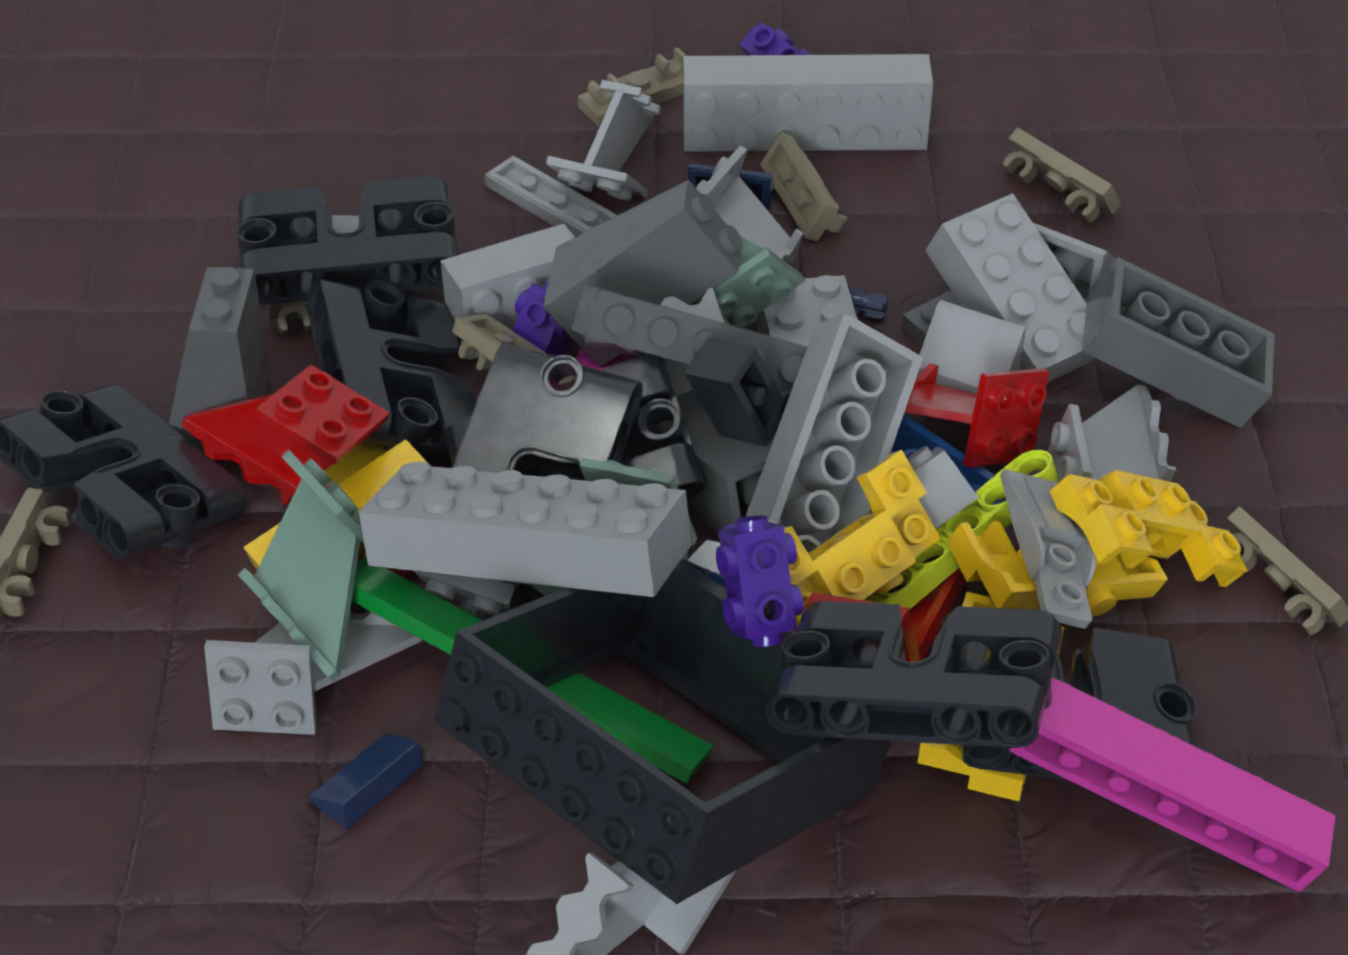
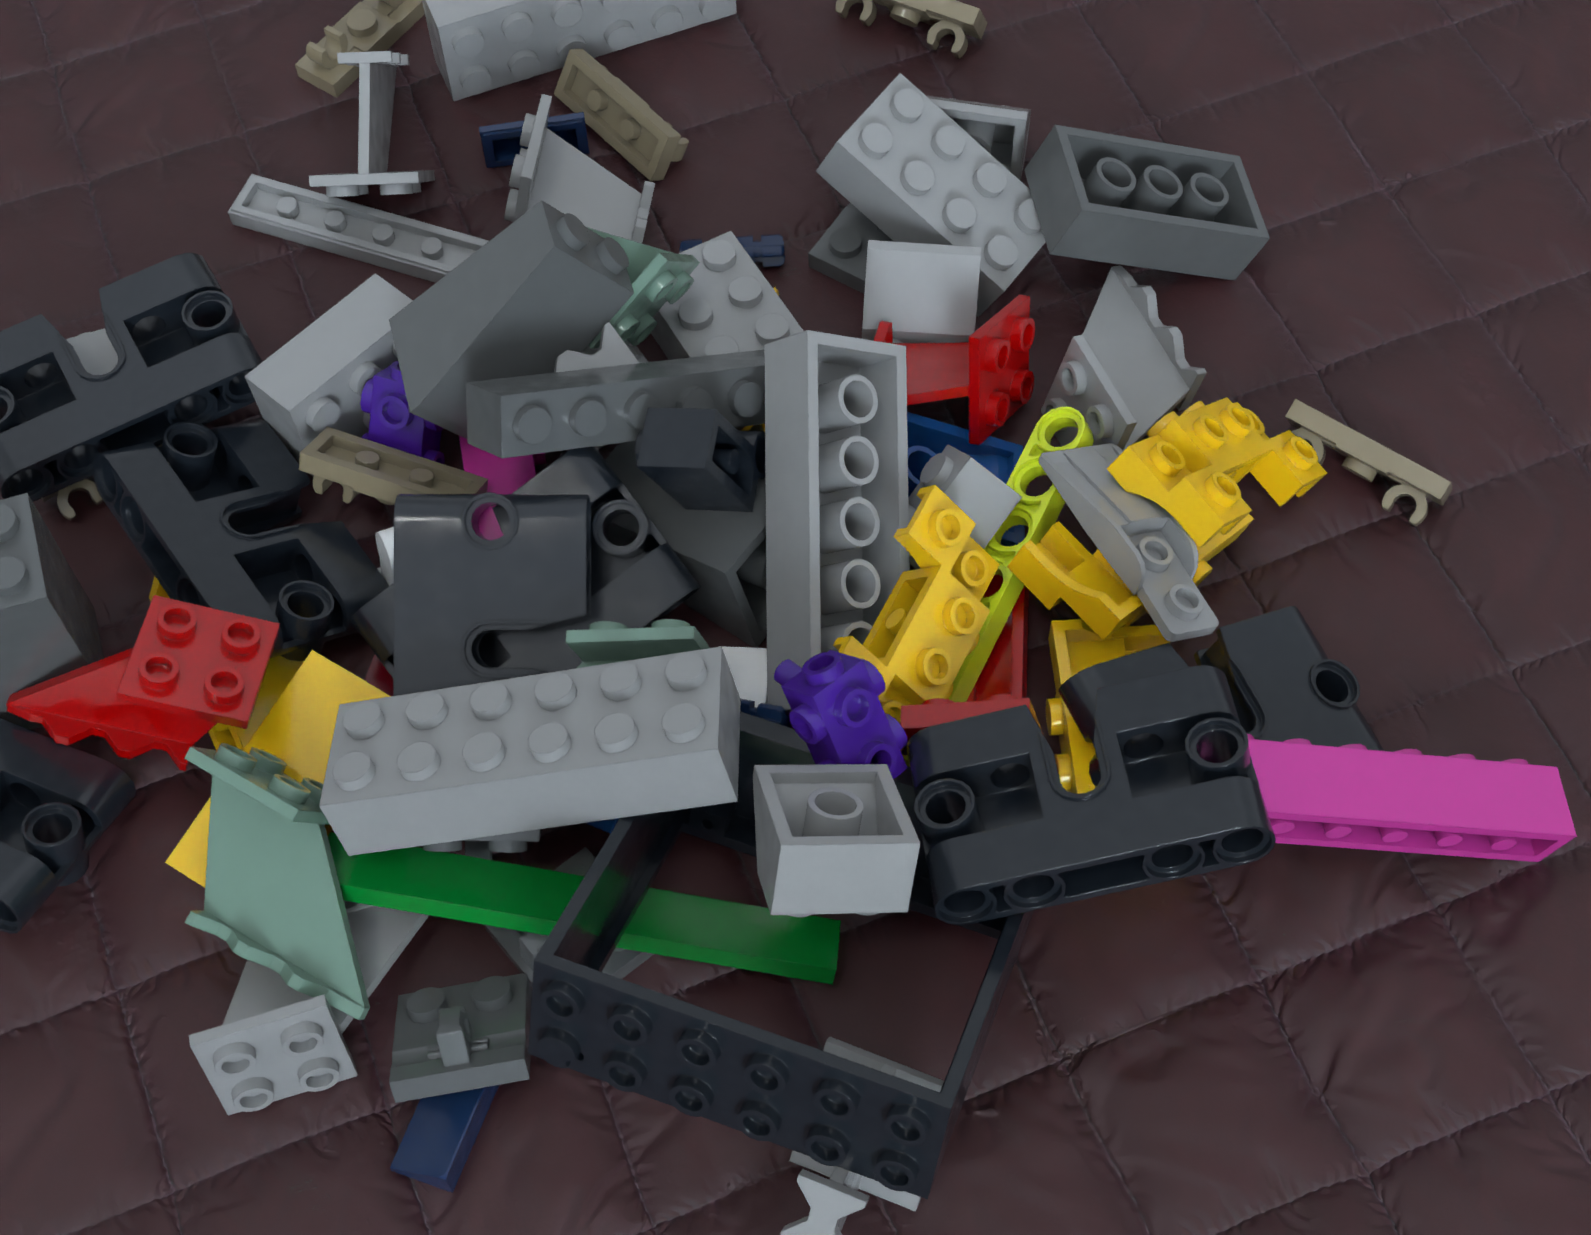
camera: 20 degrees left, 15 degrees up
(391, 722) = (461, 1037): none -> dark grey hinge
(709, 640) = (833, 840): none -> light grey slope

